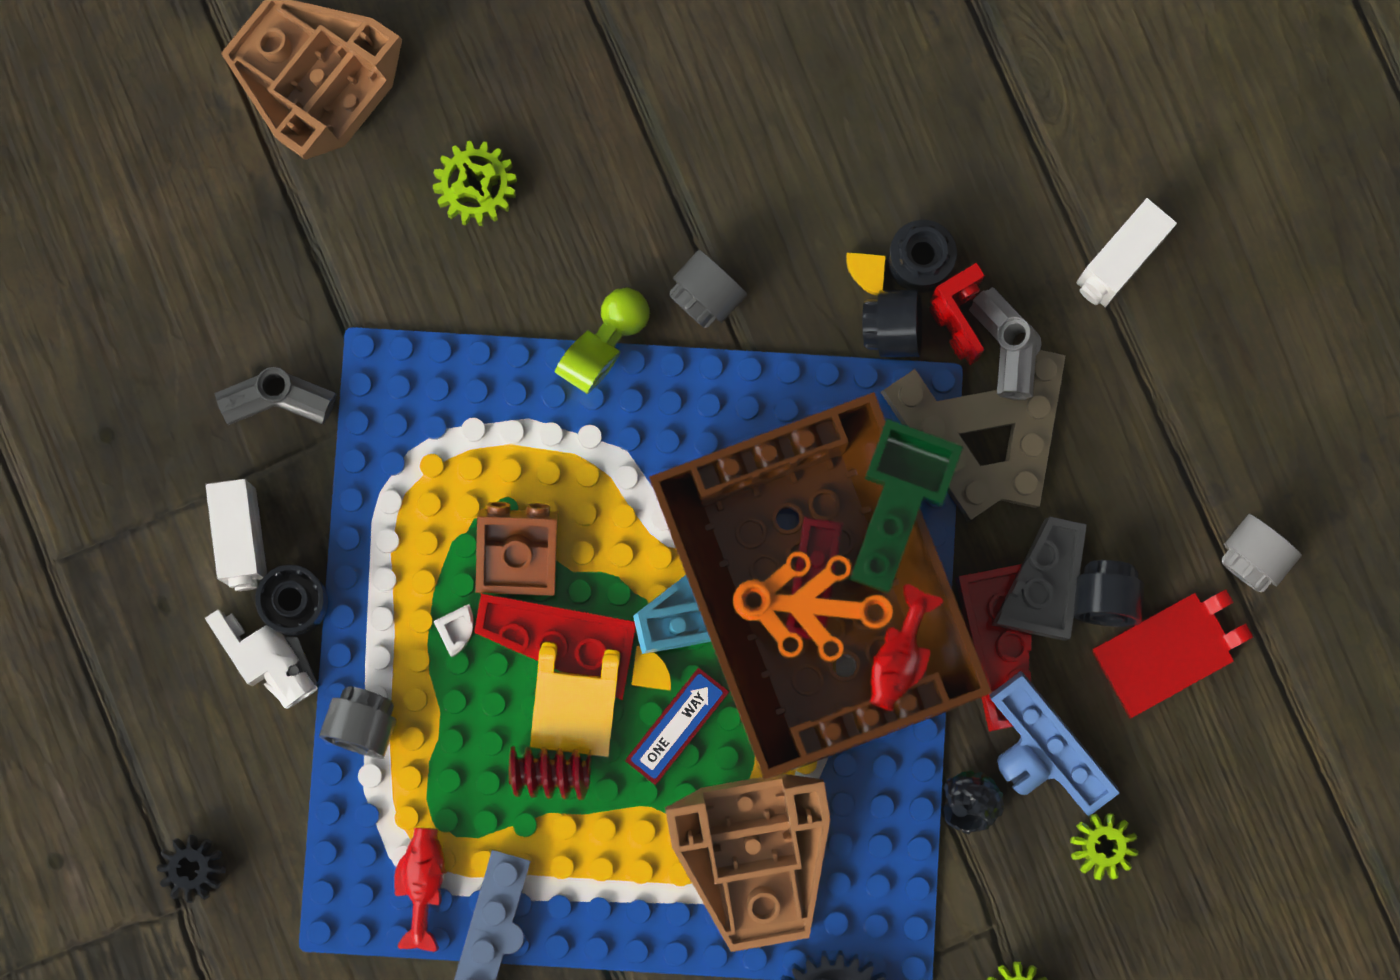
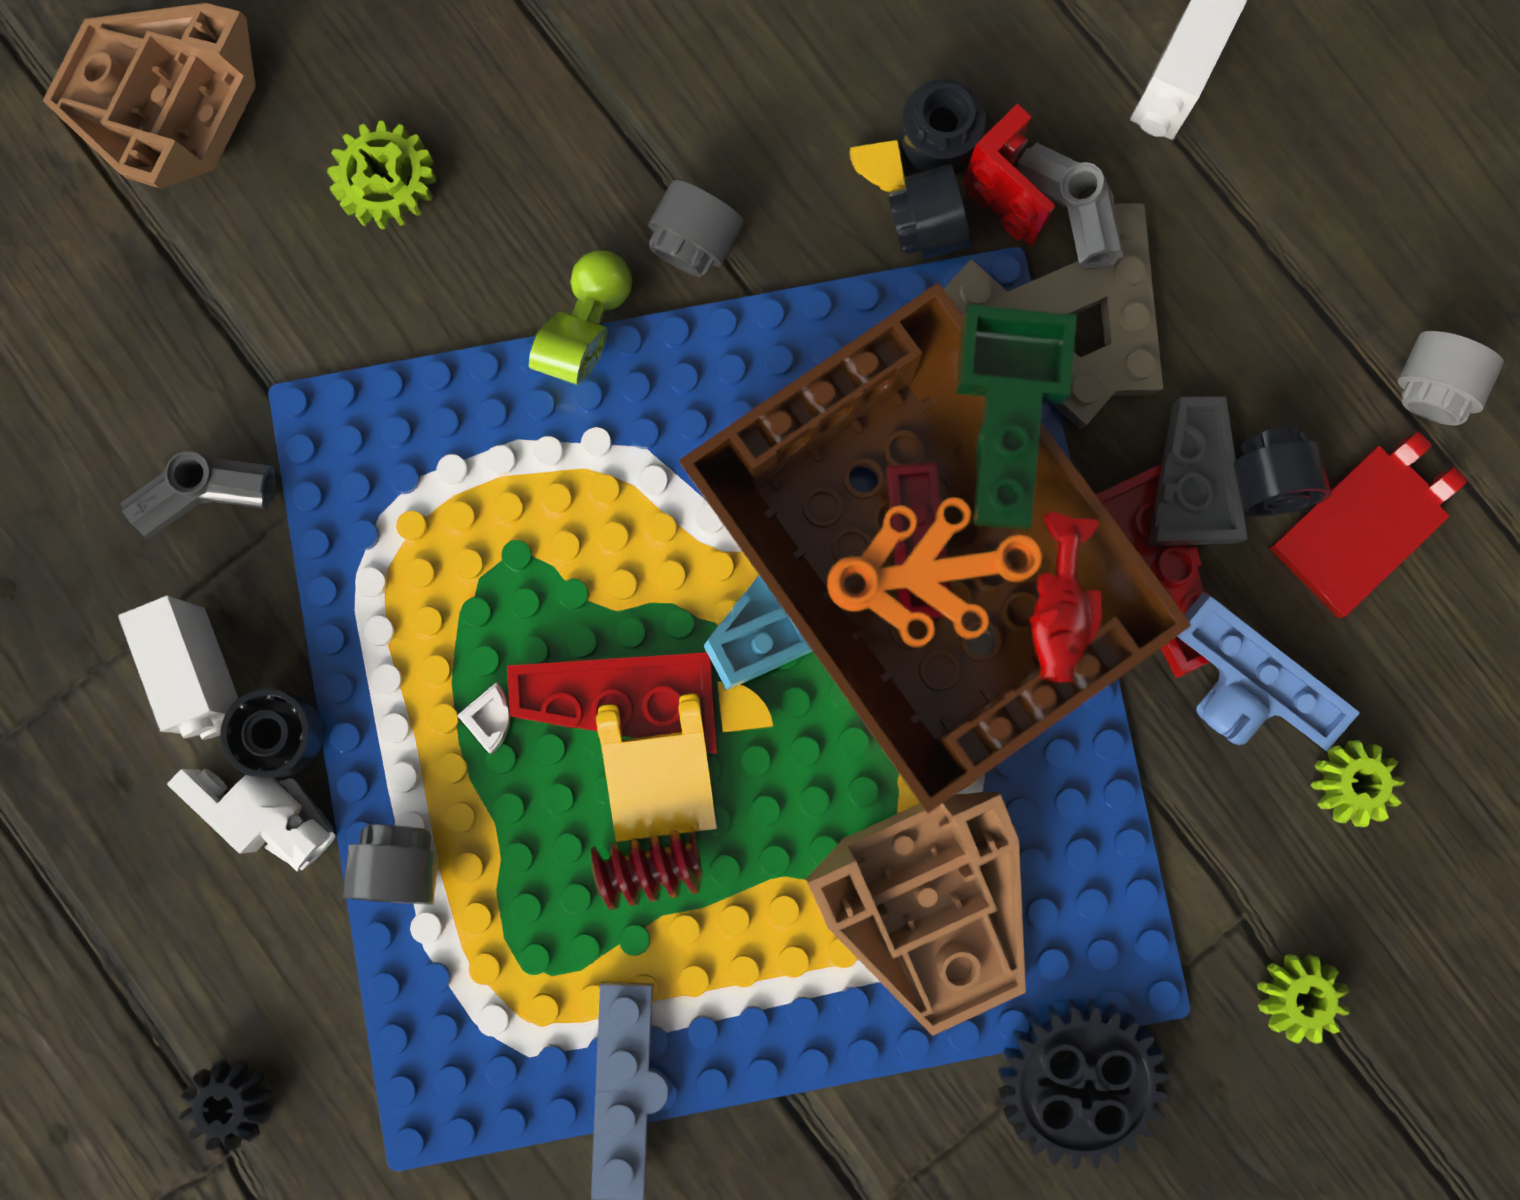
camera: 10 degrees left, 0 degrees up
(420, 877) = (519, 1043): red animal -> none
(516, 549) = (538, 600): dark orange plate -> none
(676, 726) = (792, 769): tile -> none
(972, 802) = (1183, 770): black piece -> none

